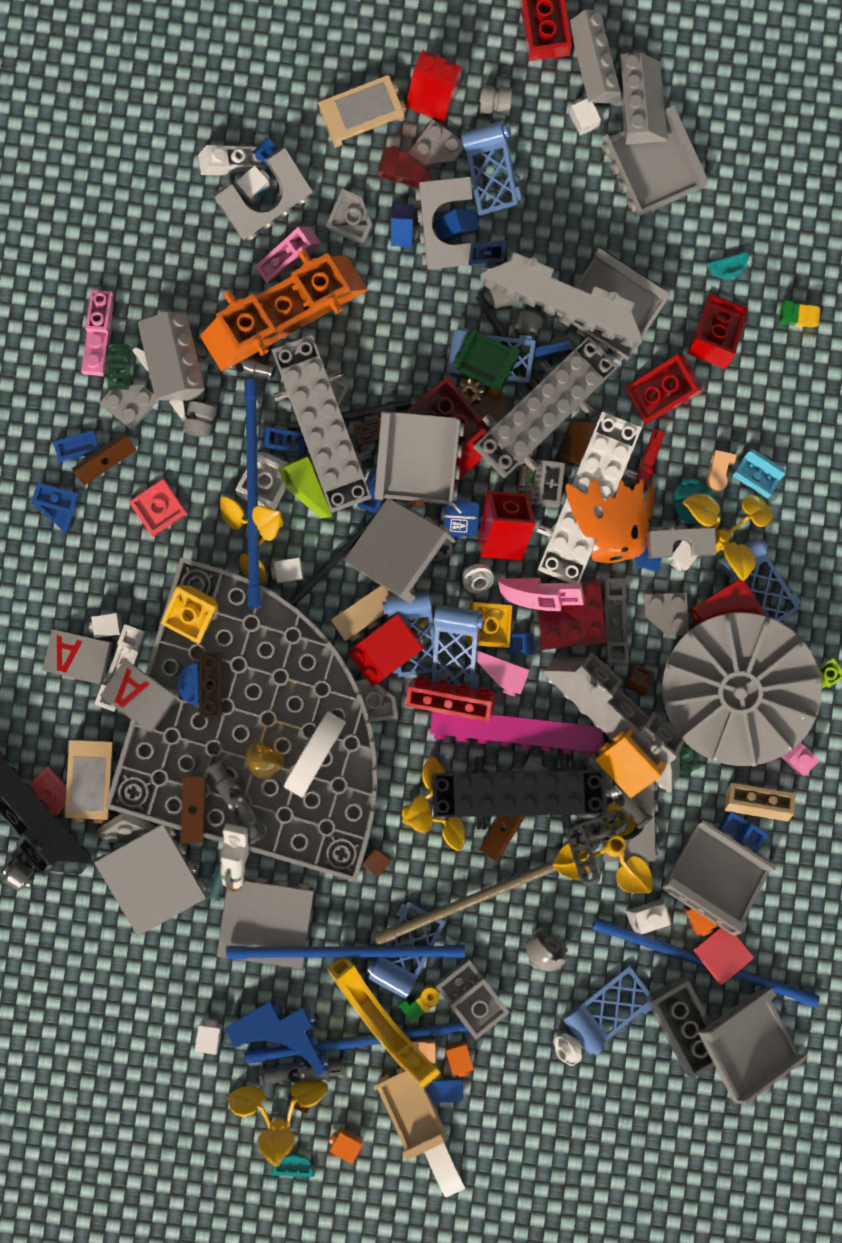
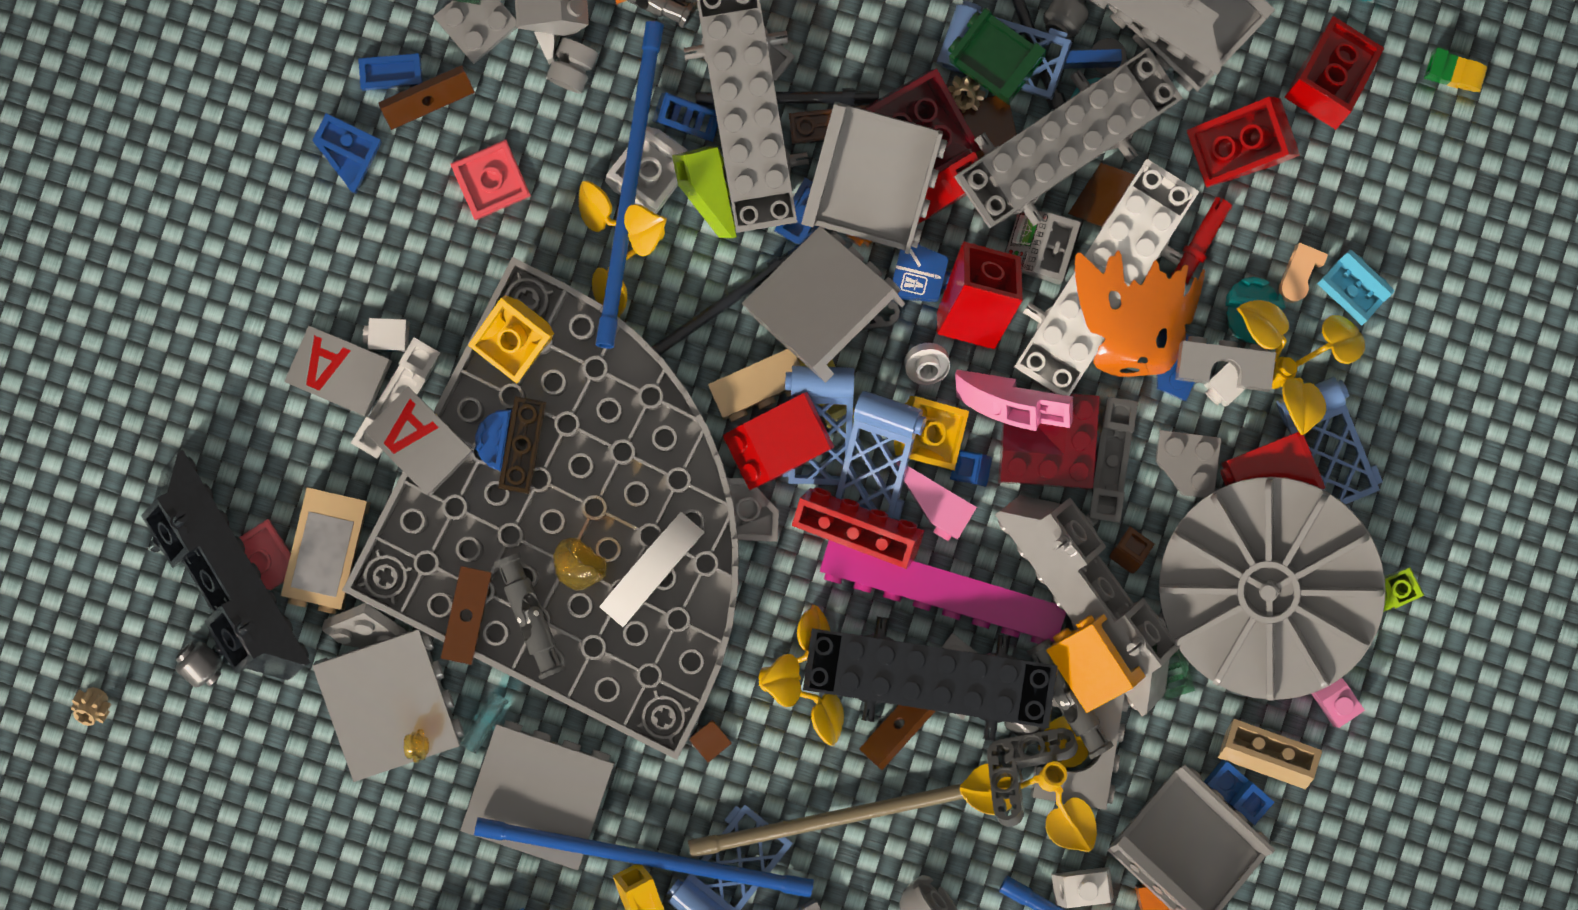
camera: 10 degrees right, 0 degrees up
(175, 904) = (416, 746): none -> clear yellow plate
(234, 856) = (512, 692): white plate -> none
(287, 571) = (658, 304): white brick -> none

